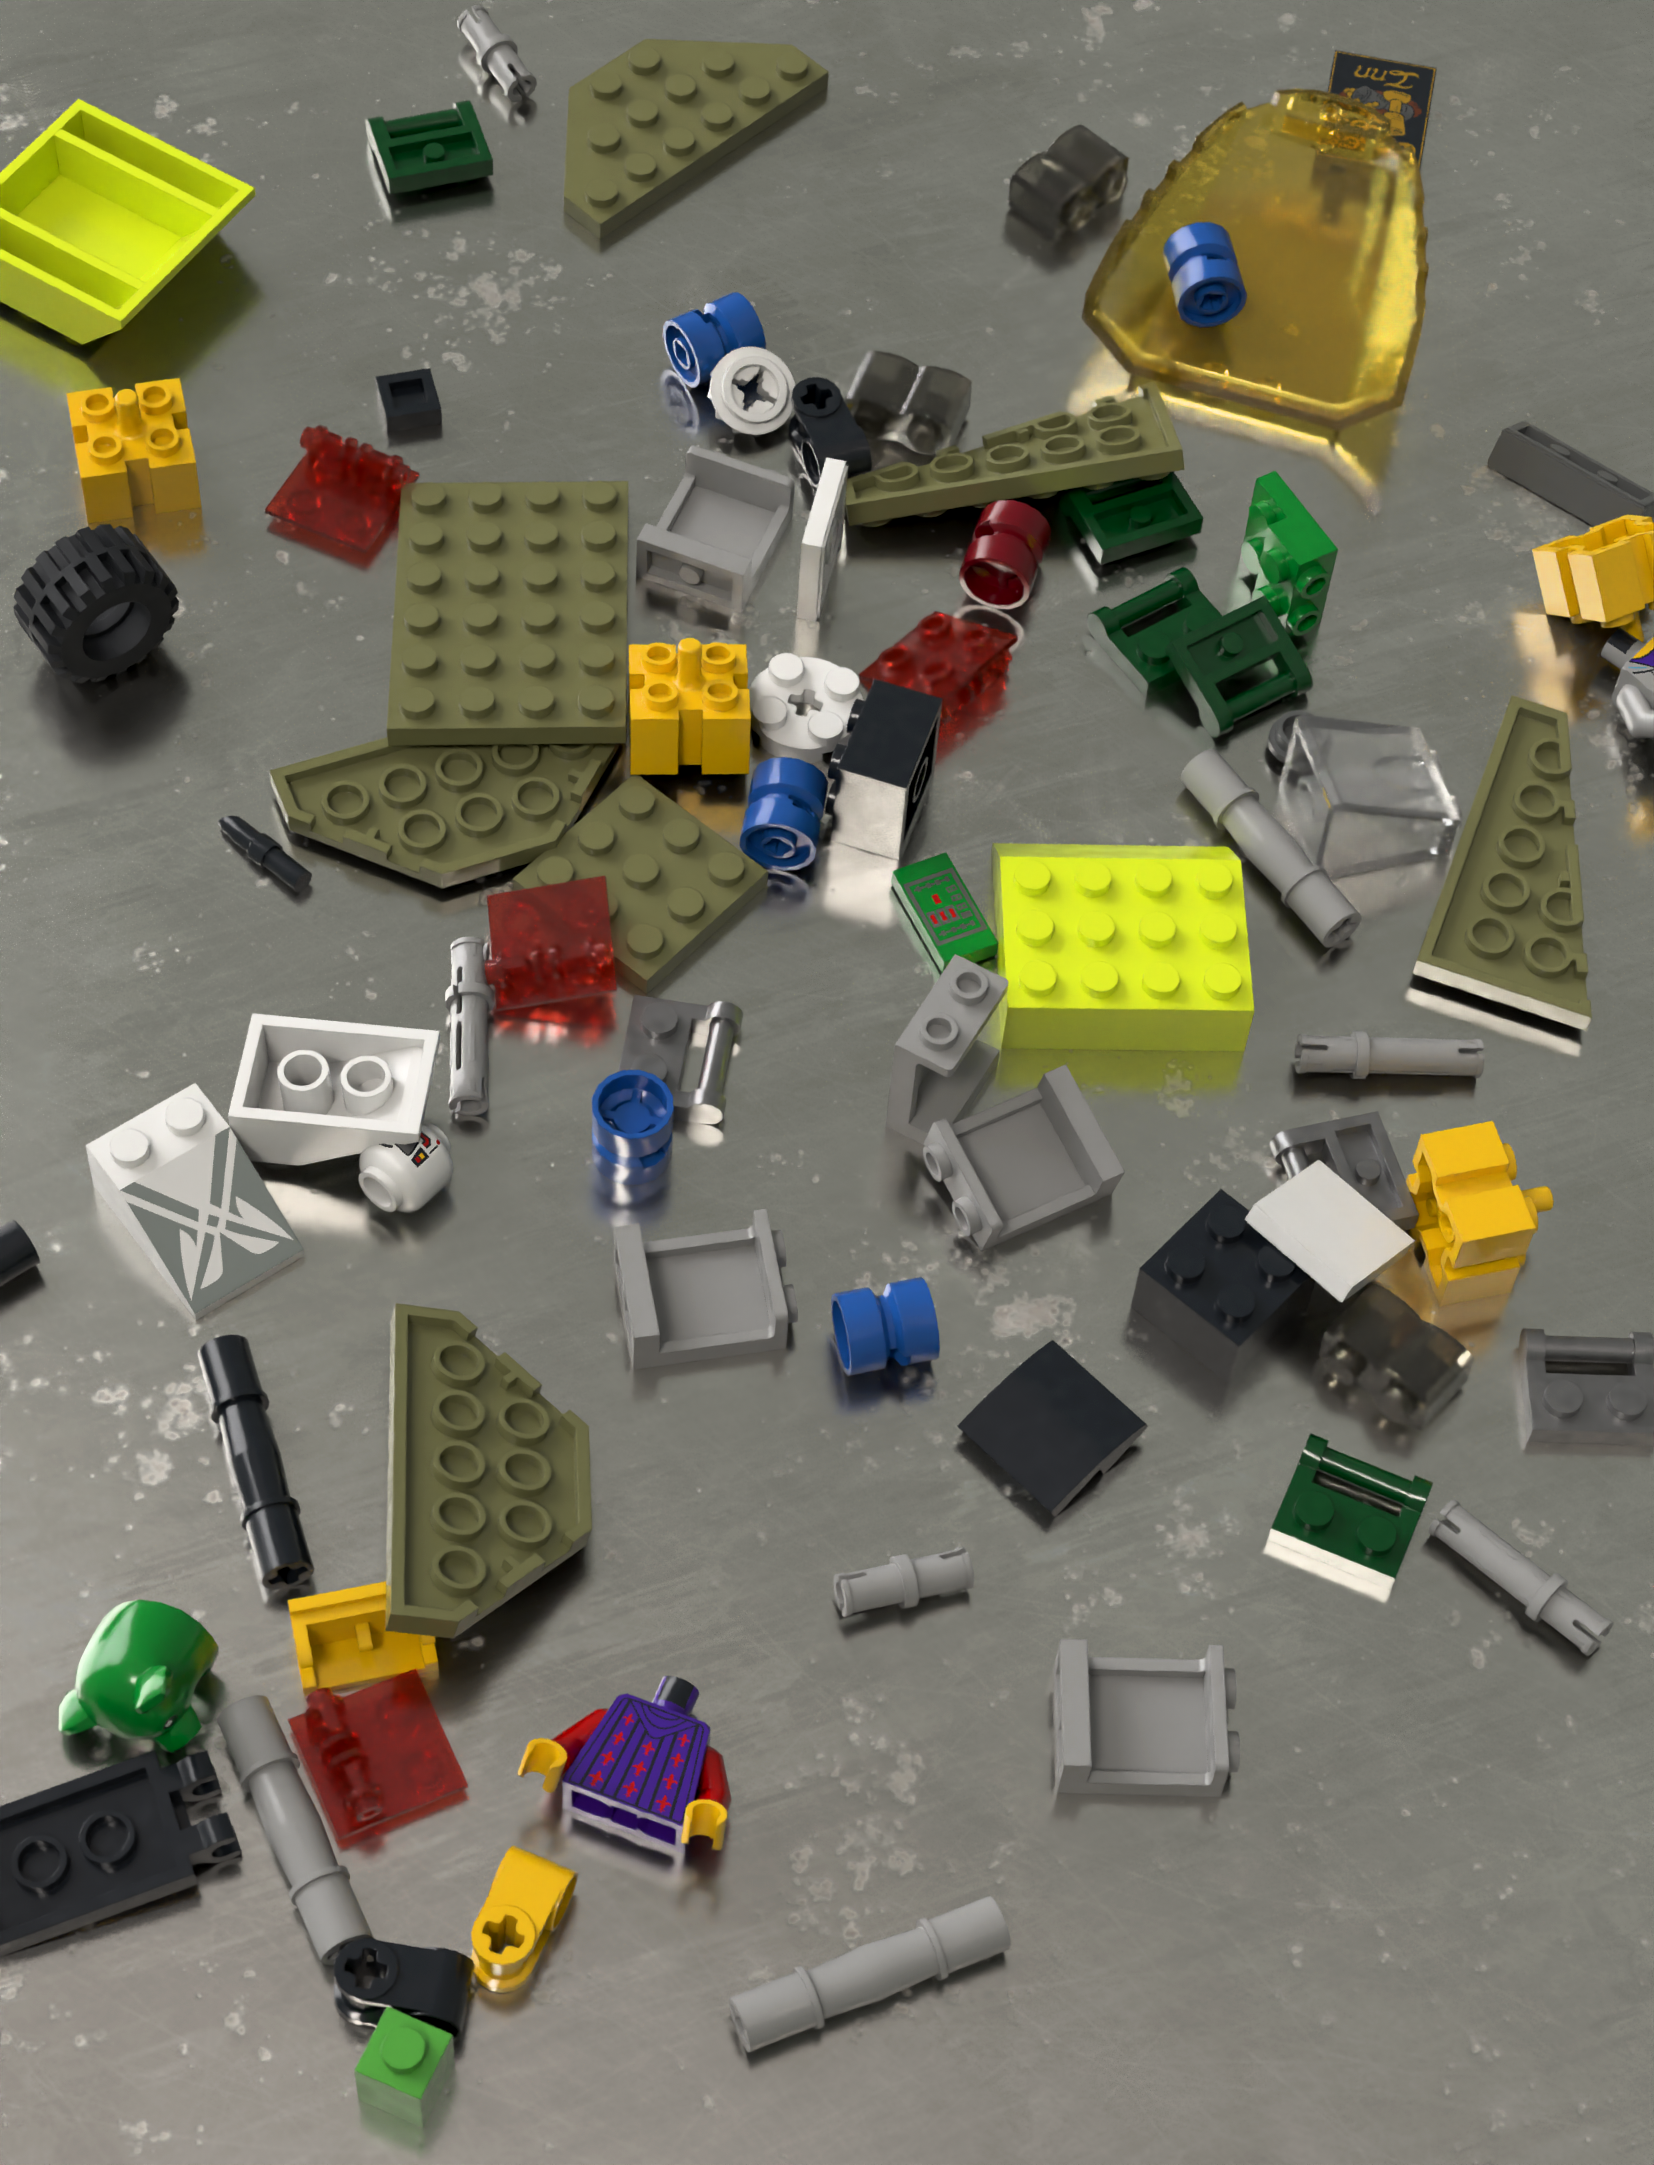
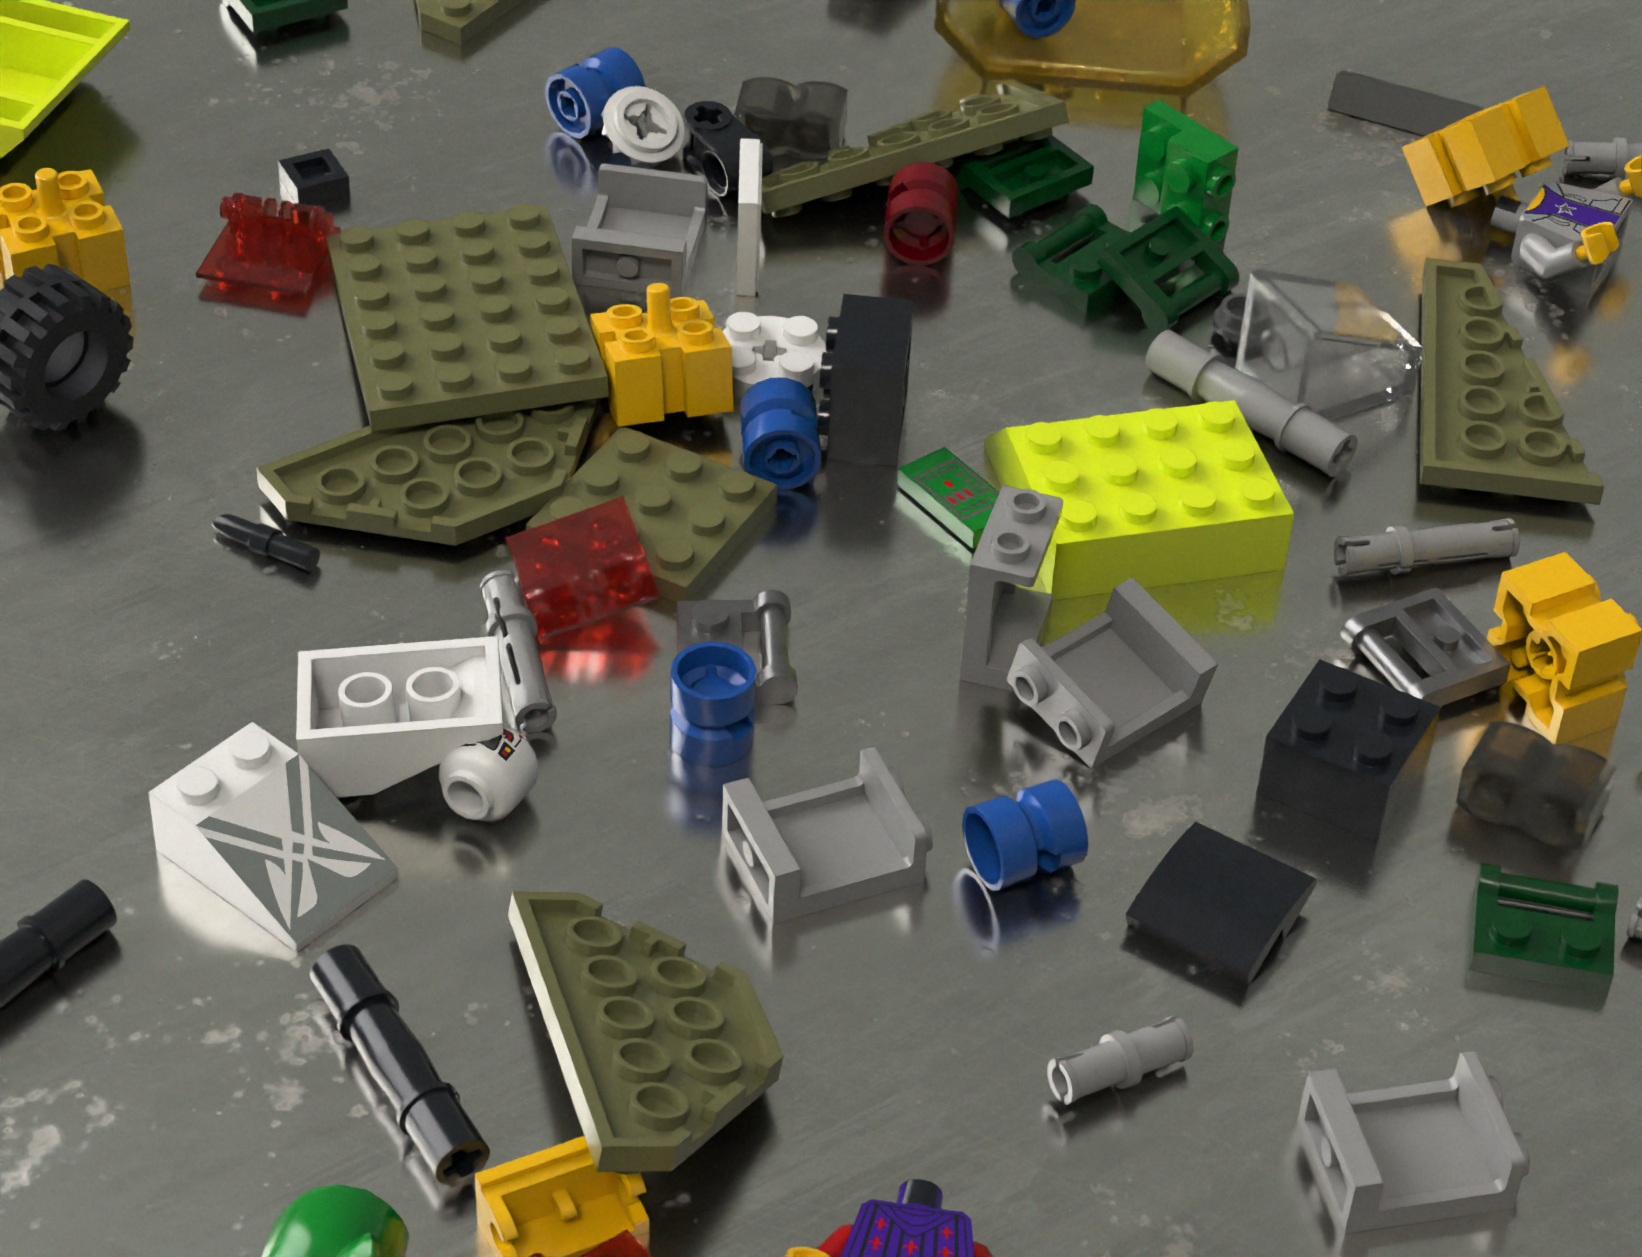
camera: 10 degrees left, 15 degrees down
(945, 660) = (919, 283): clear red hinge -> none
(1329, 1230) = (1437, 678): white tile -> none

